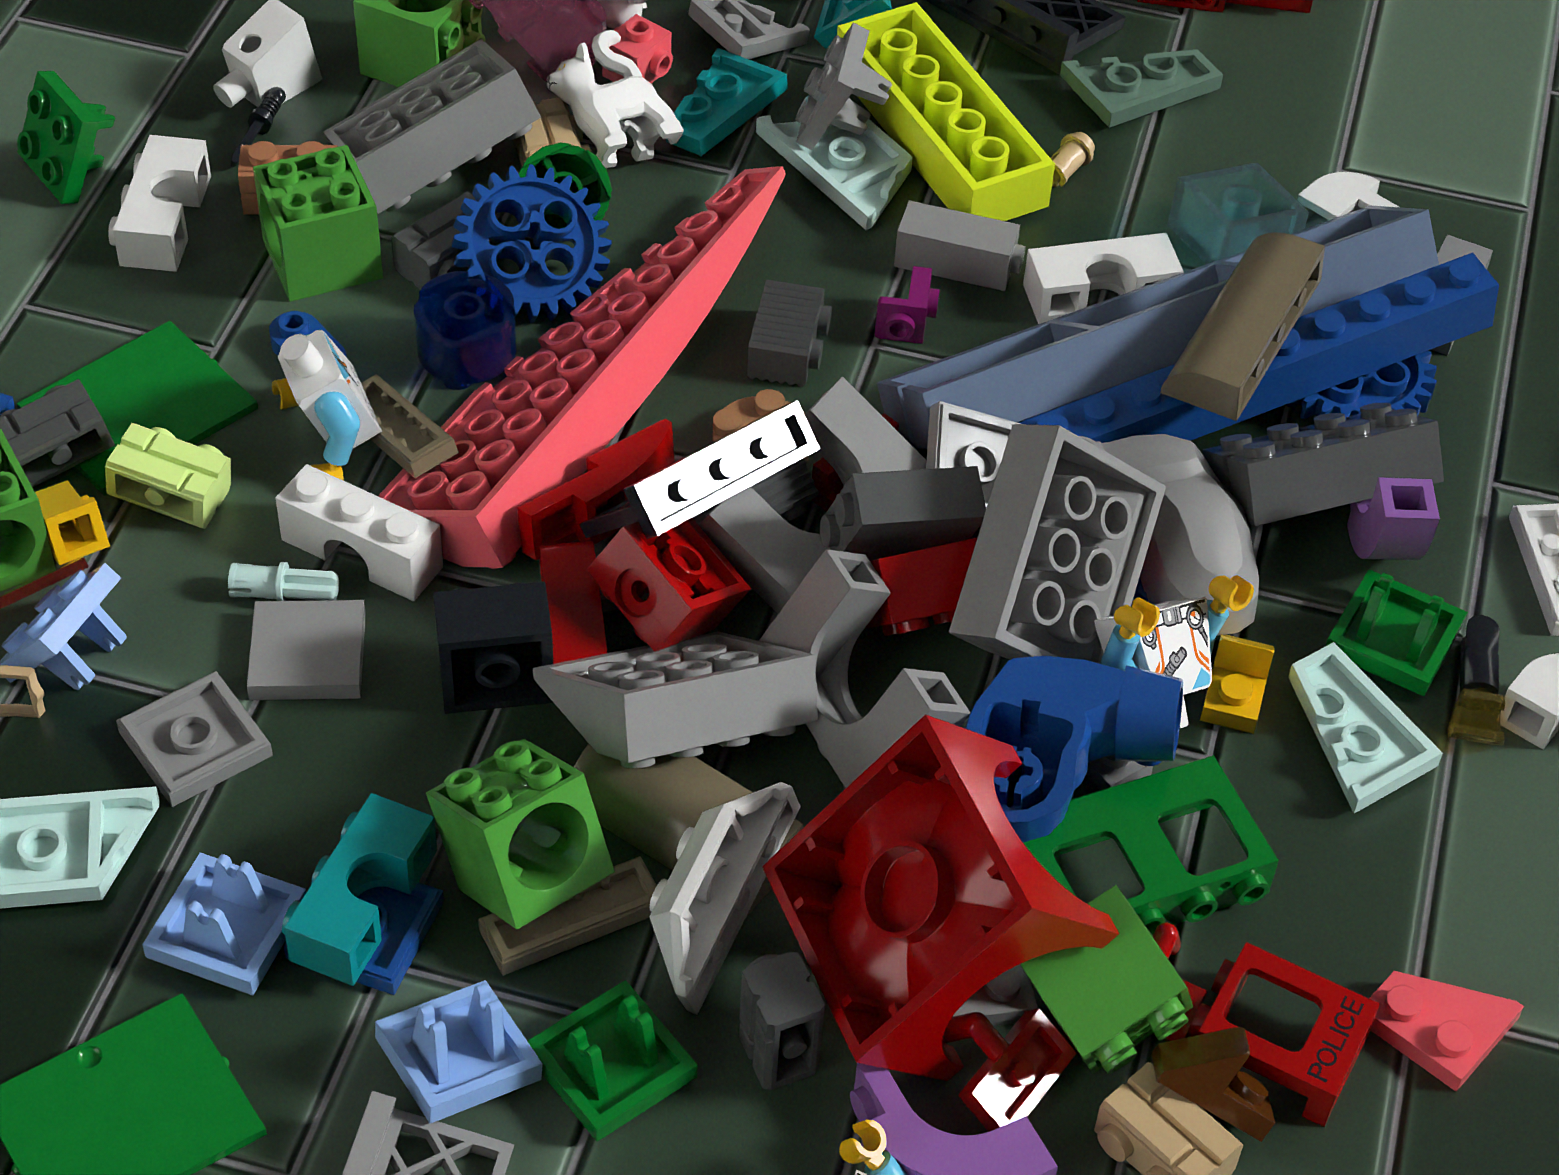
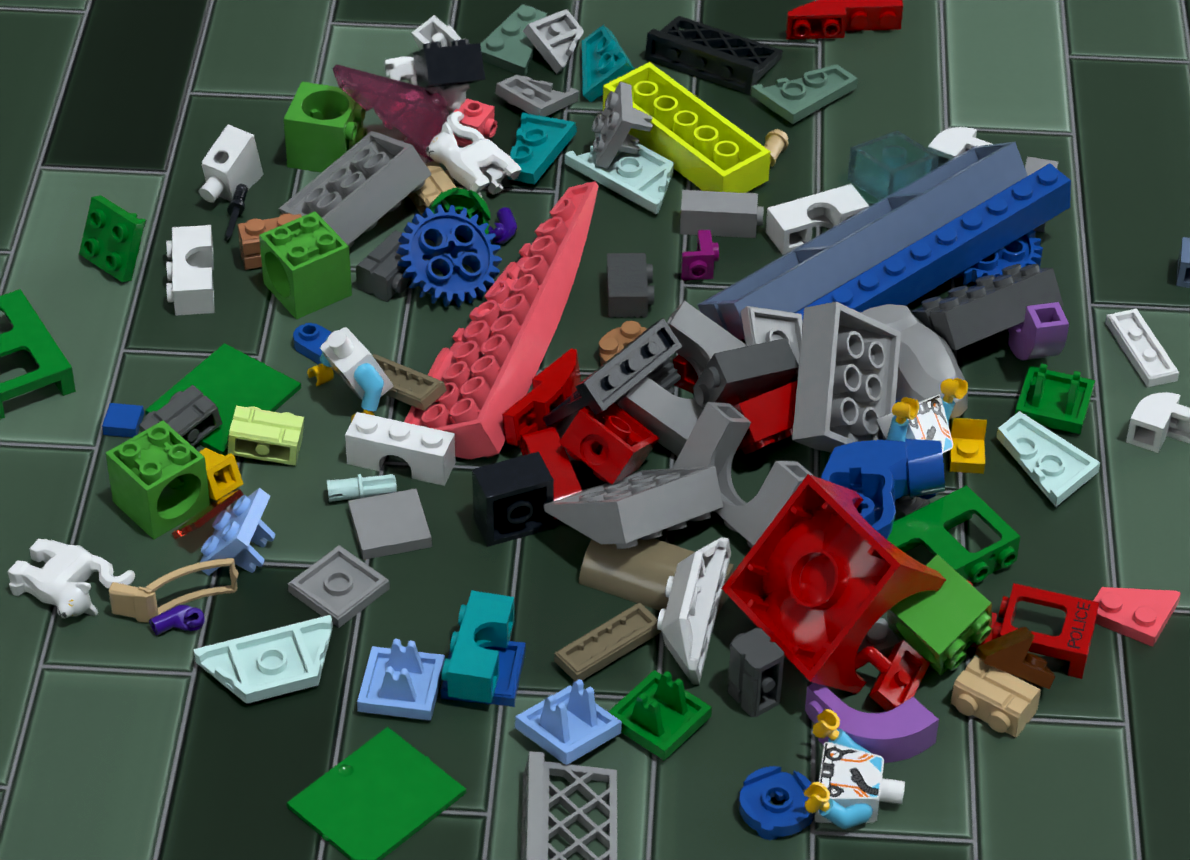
camera: 10 degrees left, 5 degrees down
(465, 328) = (423, 315): clear blue brick -> none
(550, 856) = (569, 596): bright green brick -> none
(639, 217) = (505, 228): none -> dark purple arm
(1247, 324) = (922, 228): dark tan brick -> none
(1479, 704) = (1114, 430): piece -> none

